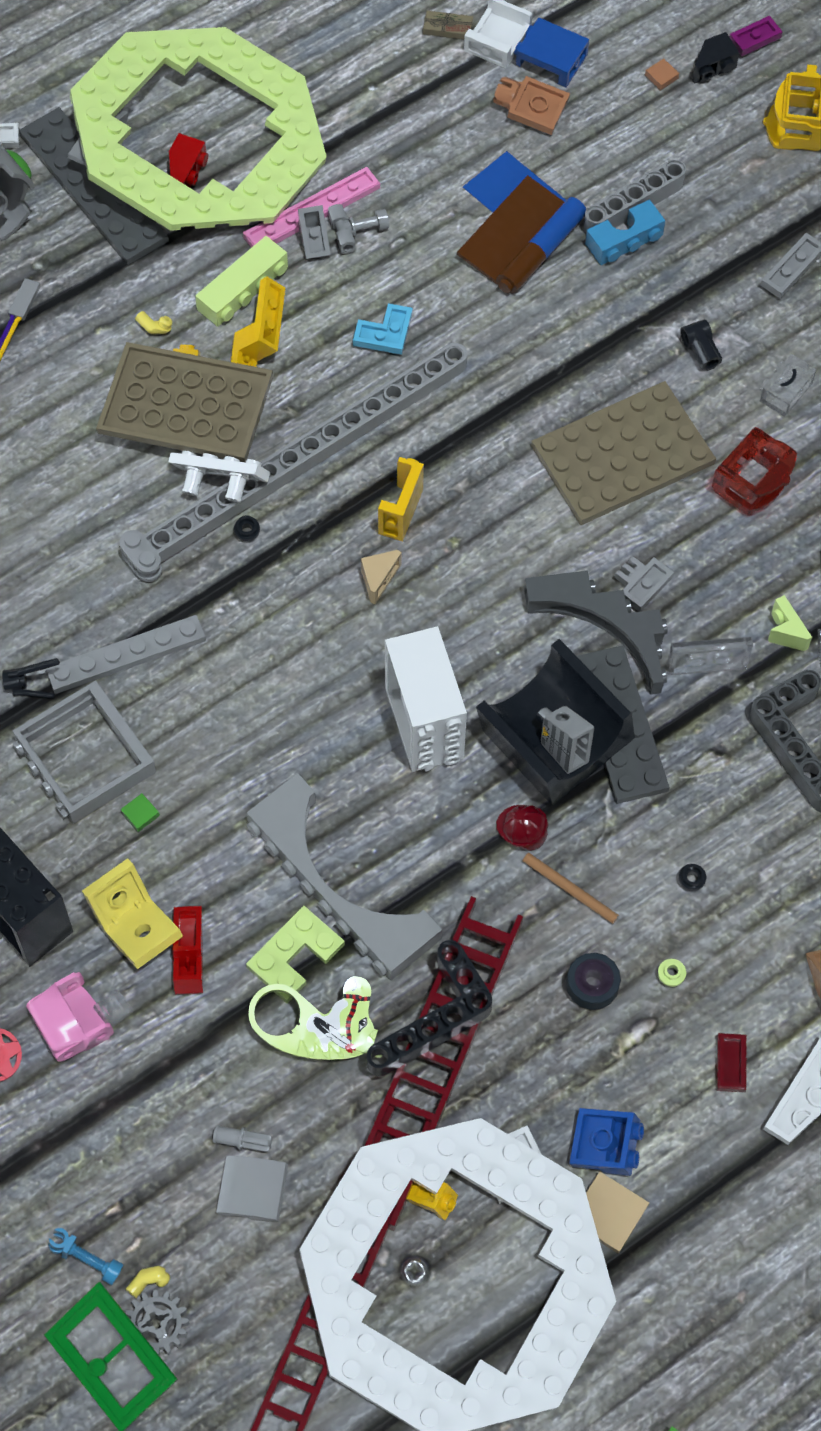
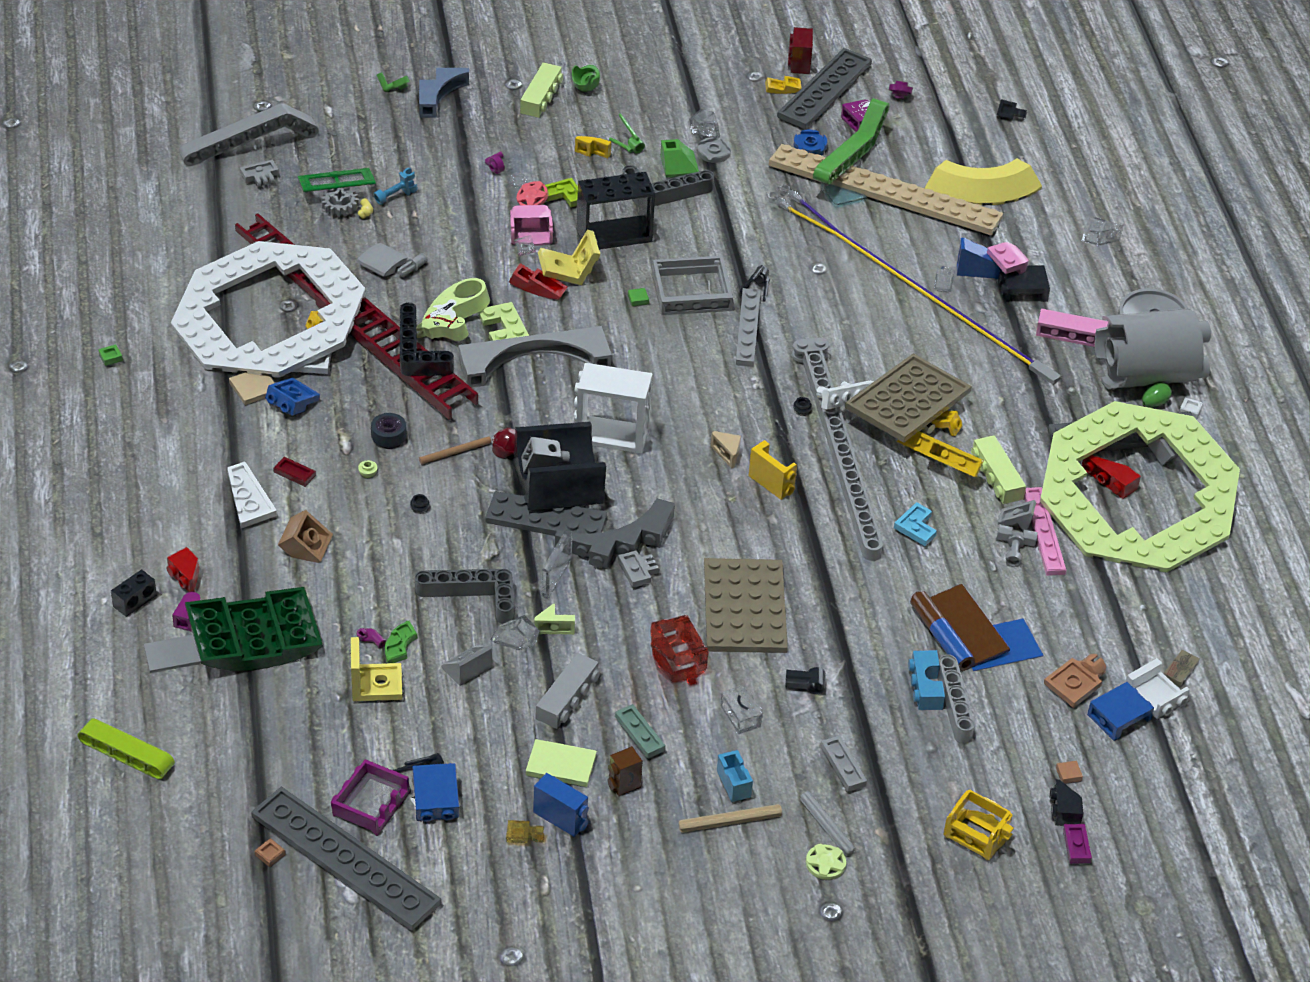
camera: 115 degrees right, 20 degrees down
(159, 326) = (986, 420): light yellow arm -> none

